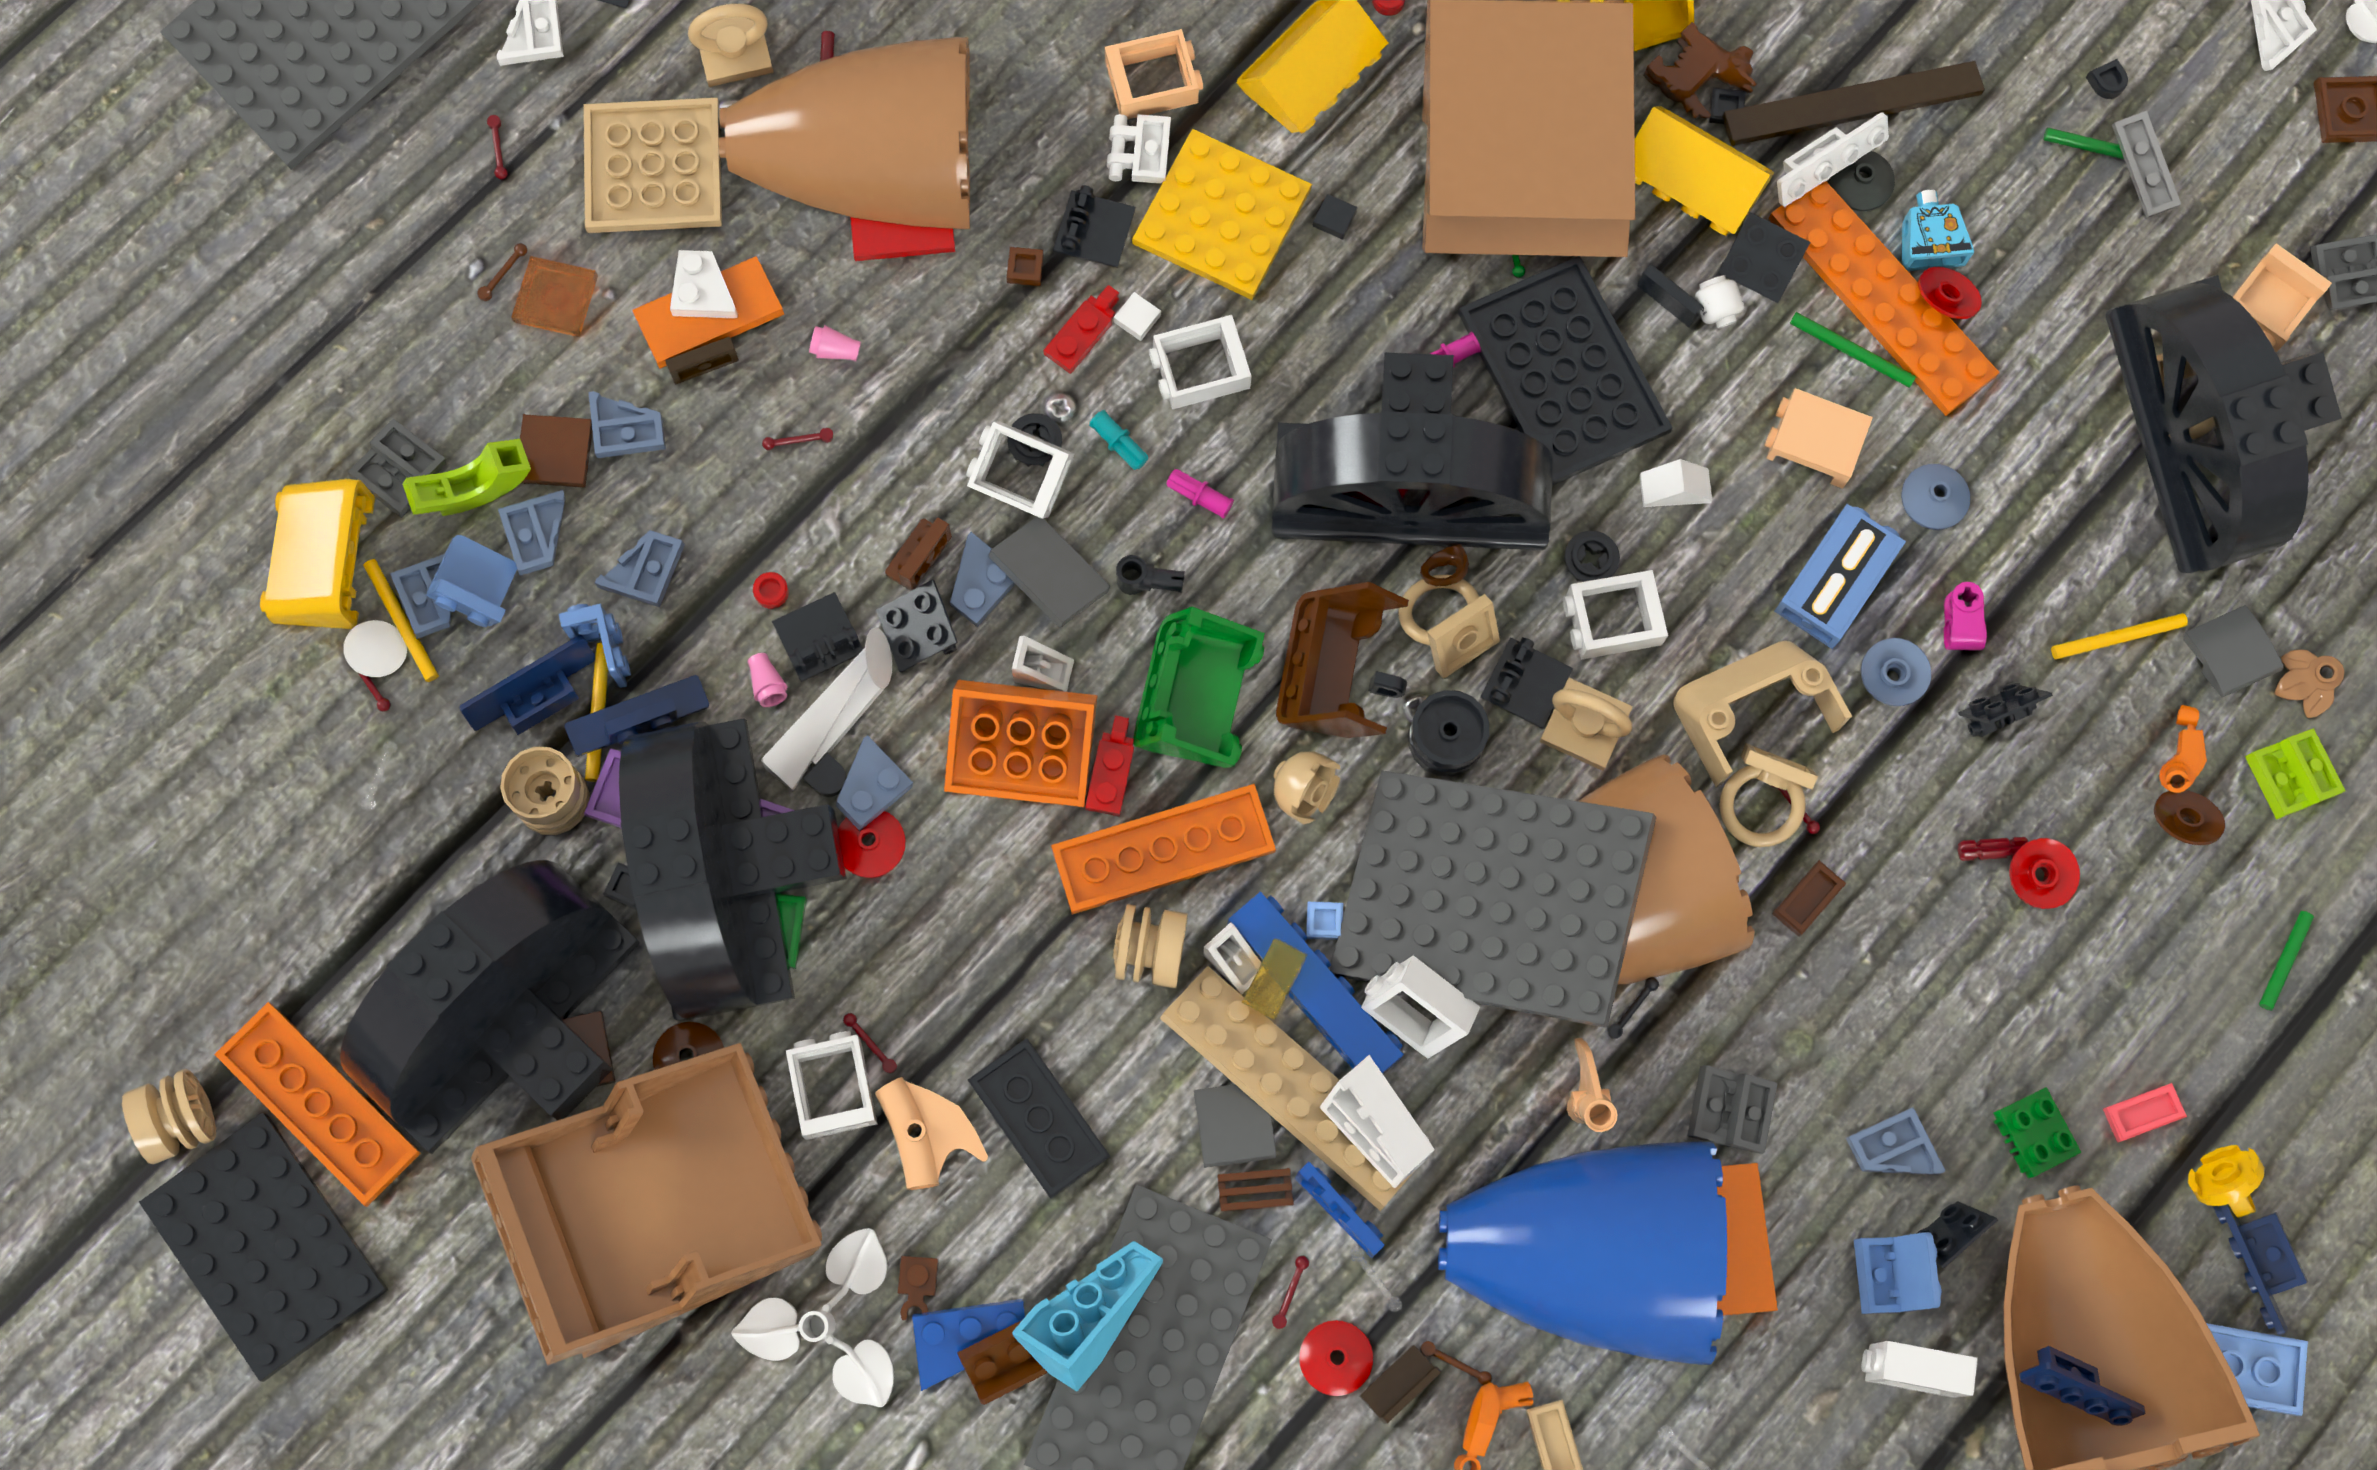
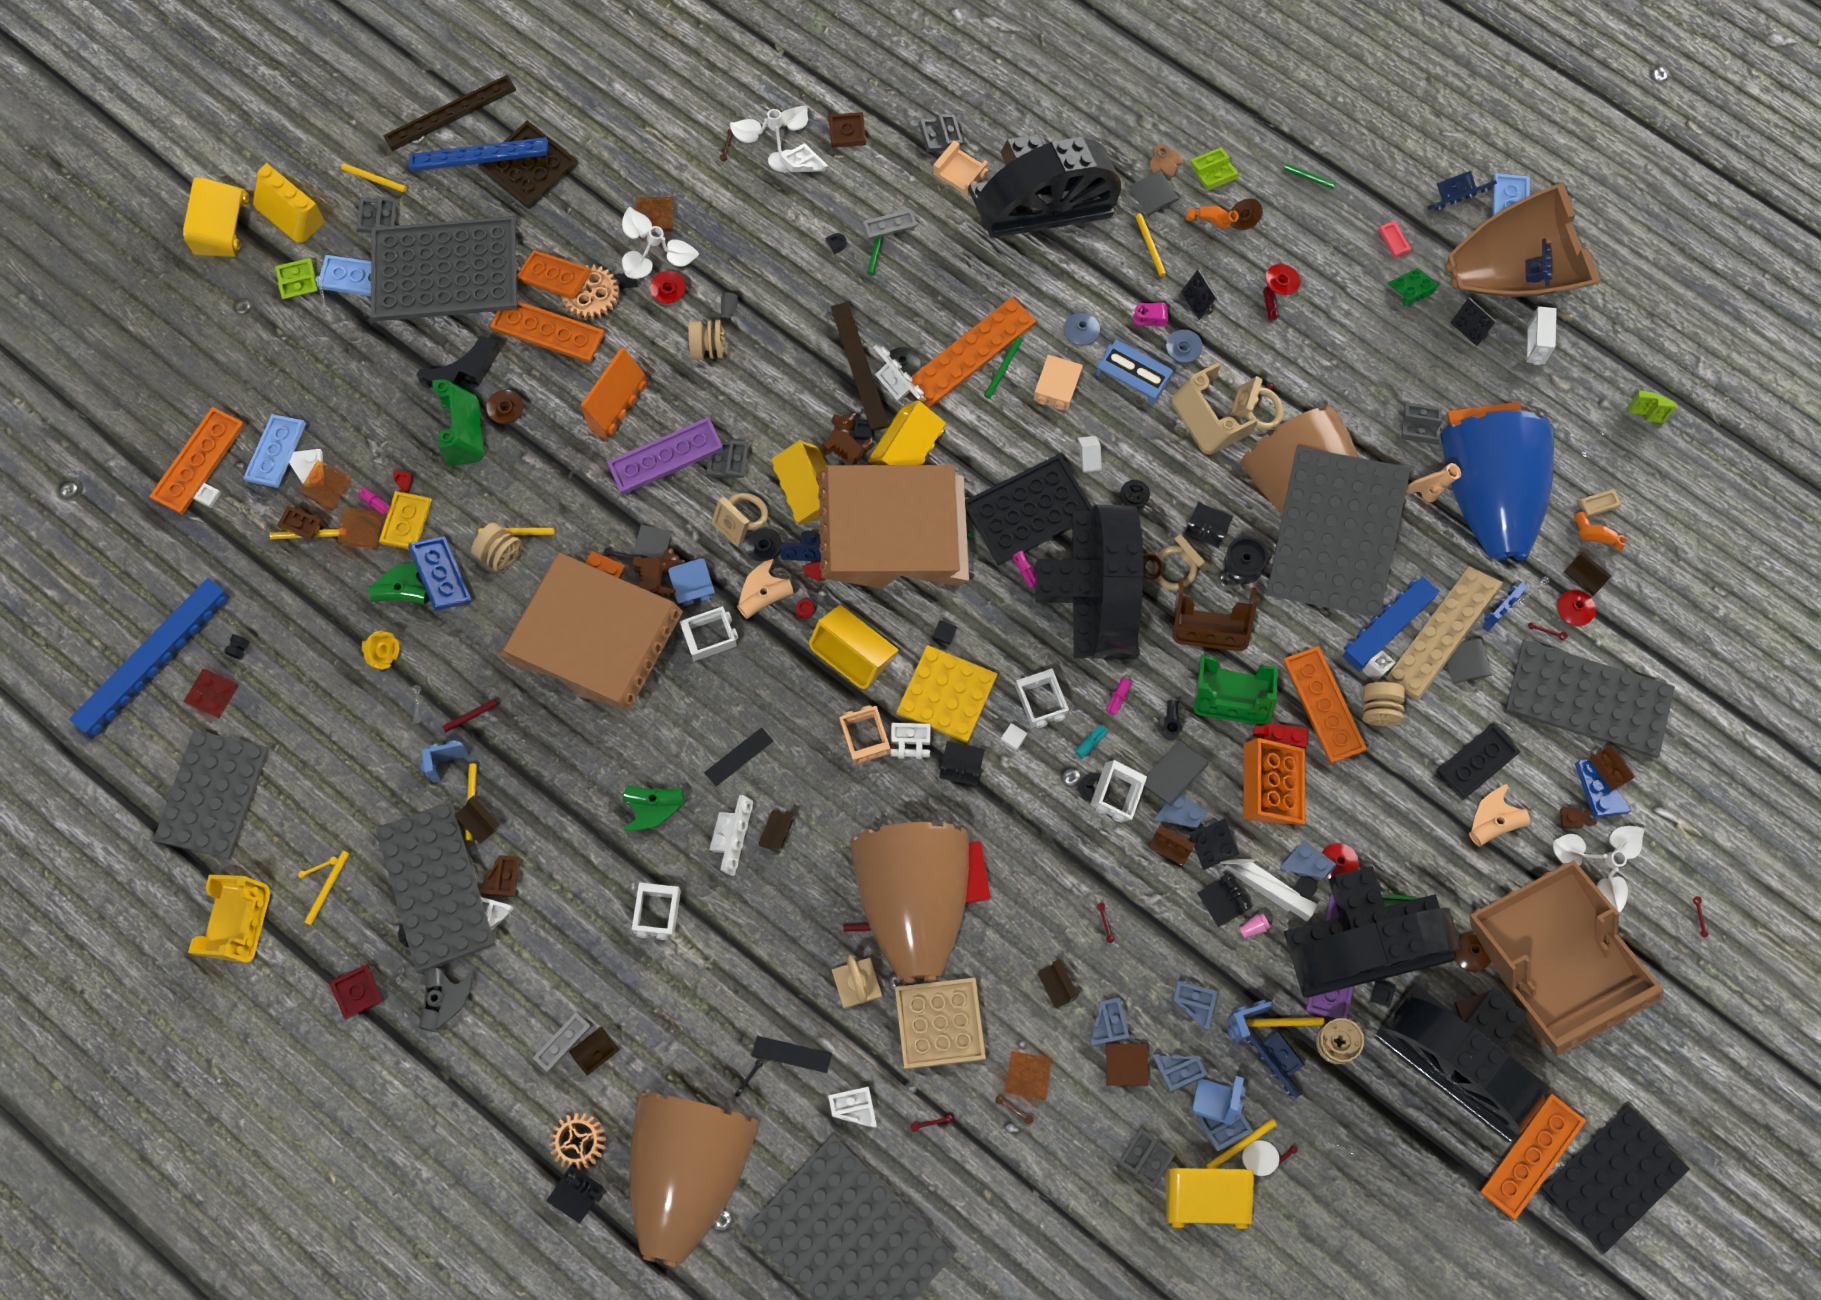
camera: 90 degrees left, 5 degrees down
(169, 1116) = (1558, 1237): tan wheel -> none
(483, 480) = (1154, 1108): lime arch -> none
(637, 715) = (1287, 995): dark blue bracket -> none
(676, 335) = (1032, 981): orange tile -> none
(700, 287) = (1019, 984): white wing -> none
(770, 590) = (1199, 930): red tile -> none
(833, 345) = (1047, 905): bright pink cone -> none
(839, 1122) = (1498, 862): white window -> none
(888, 1065) = (1461, 842): dark red hinge -> none
(1025, 266) = (987, 801): reddish brown tile -> none
(1041, 666) = (1230, 776): white slope -> none
(1081, 1323) = (1587, 728): medium azure wedge -> none
(1083, 330) = (1025, 766): red hinge -> none
(1255, 1175) = (1504, 642): reddish brown tile -> none
(1275, 978) = (1393, 639): clear yellow tile -> none
(1305, 784) = (1281, 633): tan cylinder -> none
(1324, 920) = (1350, 622): light blue tile -> none
(1377, 1122) = (1463, 585): white wedge -> none
(1387, 685) = (1219, 594): black tile -> none
(1429, 1349) = (1564, 564): reddish brown hinge -> none
(1453, 1011) = (1399, 566): white window -> none
(1586, 723) = (1228, 493): tan tile -> none
(1649, 606) = (1165, 463): white window -> none
(1669, 295) = (981, 456): black tile -> none
(1720, 301) = (983, 431): white head -> none
(1764, 257) = (955, 409): black hinge -> none
(1809, 898) = (1307, 388): reddish brown tile -> none
(1896, 1147) = (1429, 348): sand blue wing -> none
(1897, 1273) = (1495, 345): medium blue bracket -> none
(1934, 235) = (936, 326): medium azure torso -> none
(1950, 292) = (970, 318): red dish -> none
(2228, 1178) = (1425, 202): yellow tile -> none

